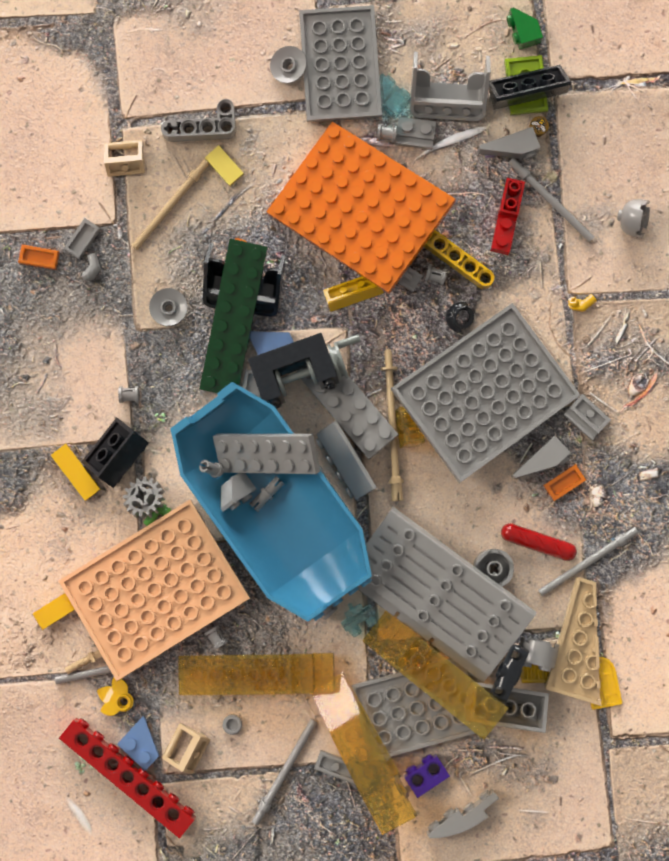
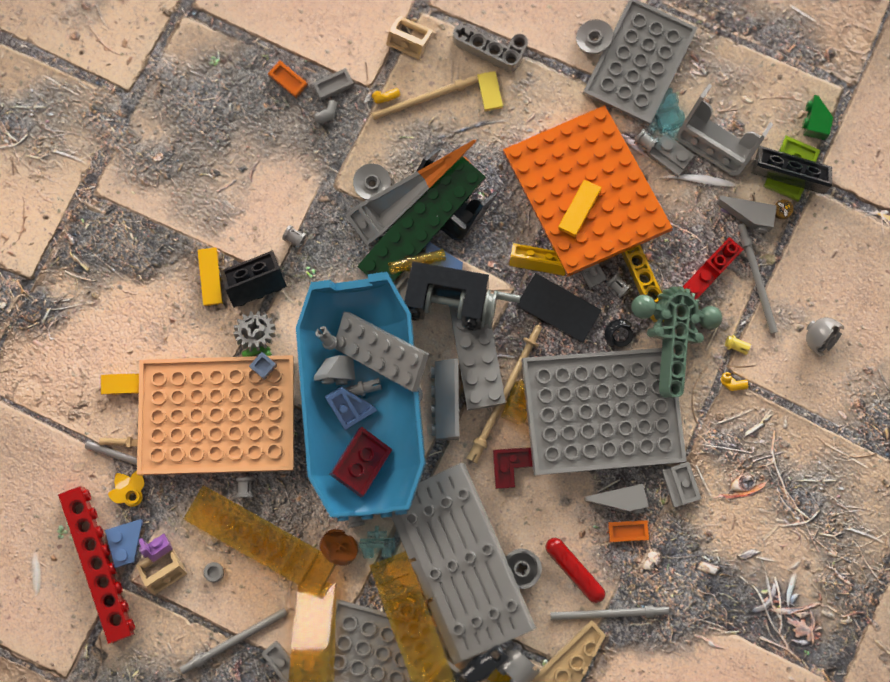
camera: 30 degrees right, 5 degrees down
(136, 223) = (385, 97): none -> yellow arm
(170, 524) = (263, 365): none -> sand blue plate
(171, 734) = (156, 548): none -> medium lavender bracket
(194, 325) = (382, 210): none -> light grey plate
(242, 360) = (406, 263): none -> clear yellow pin
(265, 516) = (349, 407): none -> medium blue wing
(304, 557) = (361, 462): none -> dark red plate
(327, 641) = (338, 547): none -> dark orange tile
(365, 227) = (579, 208): none -> yellow tile
(395, 324) = (558, 308): none -> black tile
(427, 483) = (504, 463): none -> dark red plate
(489, 274) = (688, 314): none -> sand green piece
(566, 268) = (736, 344): none -> light yellow pin

